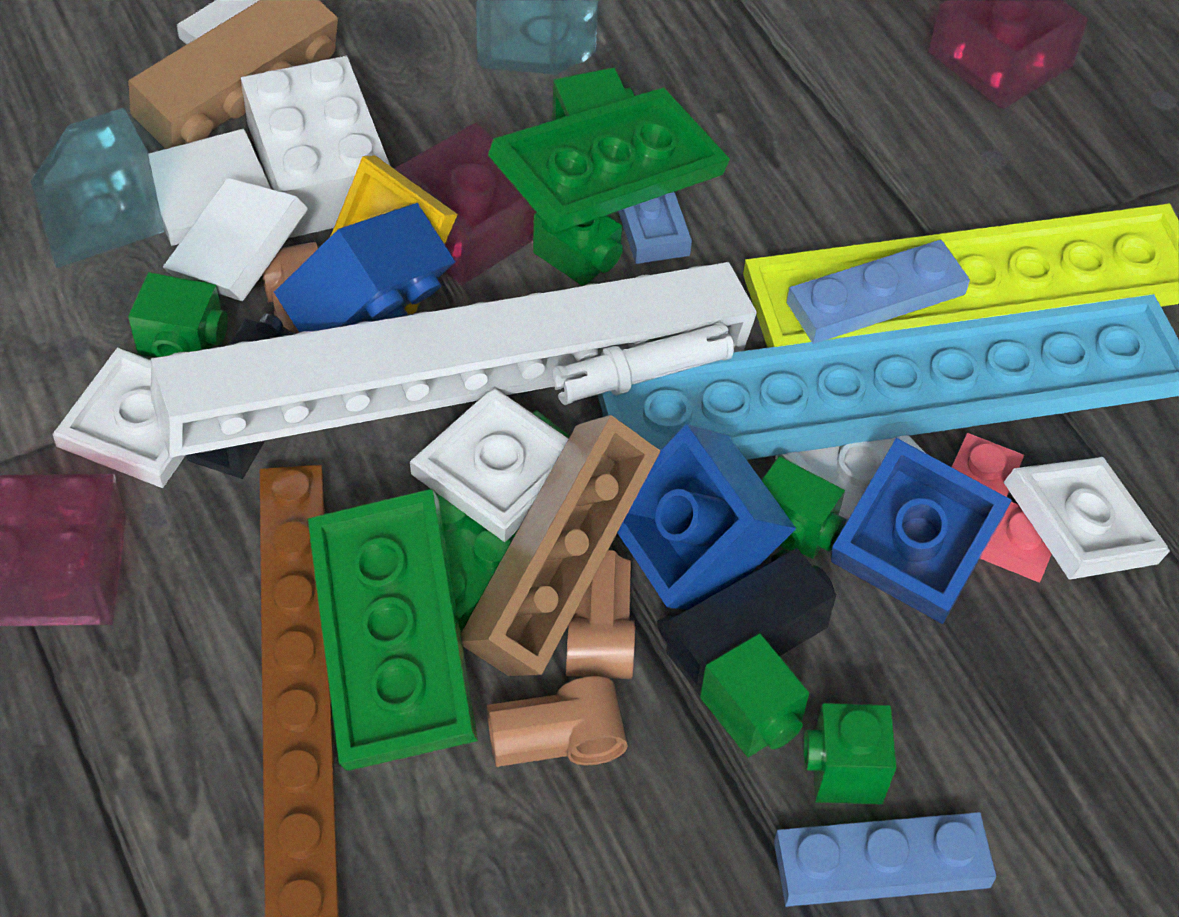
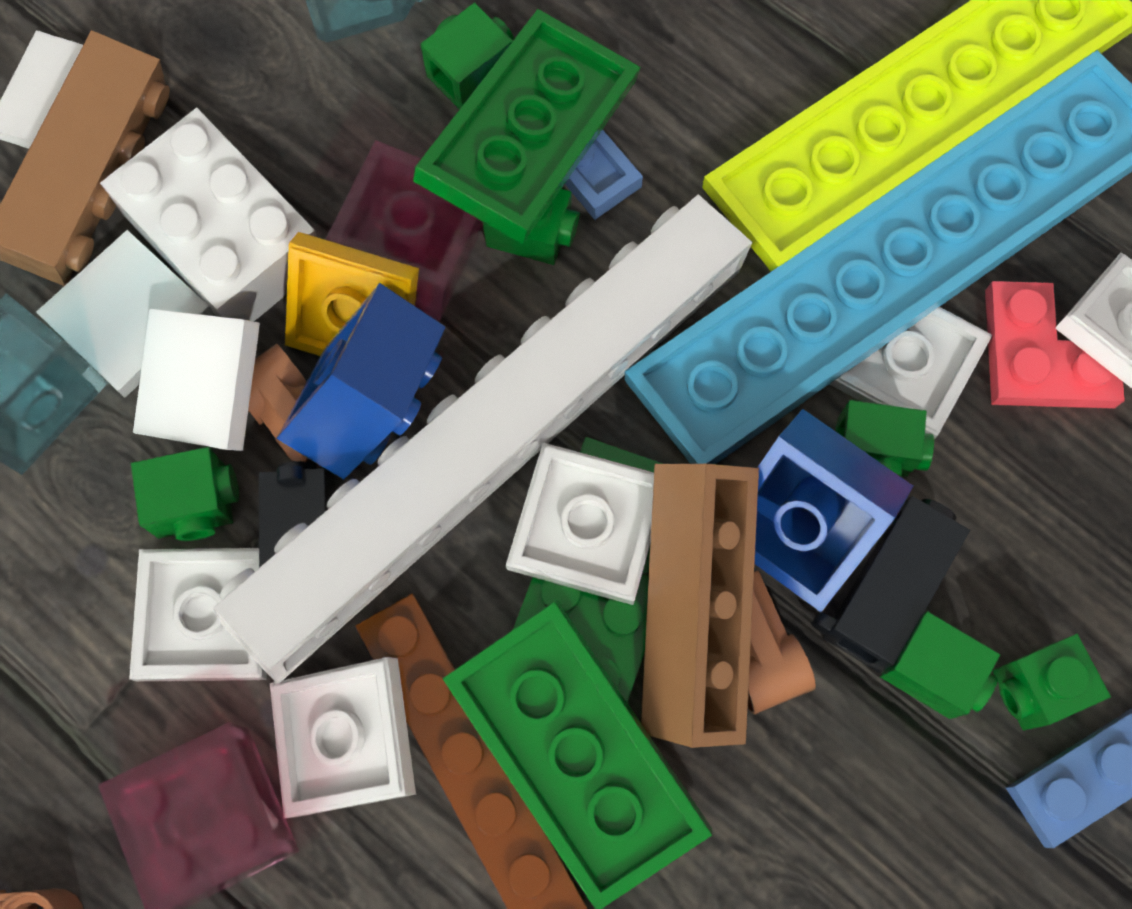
camera: 20 degrees left, 20 degrees up
(198, 543) = (342, 738): none -> white tile
(574, 723) = (785, 767): nougat piece -> none
(622, 368) = (654, 369): white pin -> none
(877, 291) = (849, 162): medium blue plate -> none
(919, 530) = (1016, 427): blue brick -> none

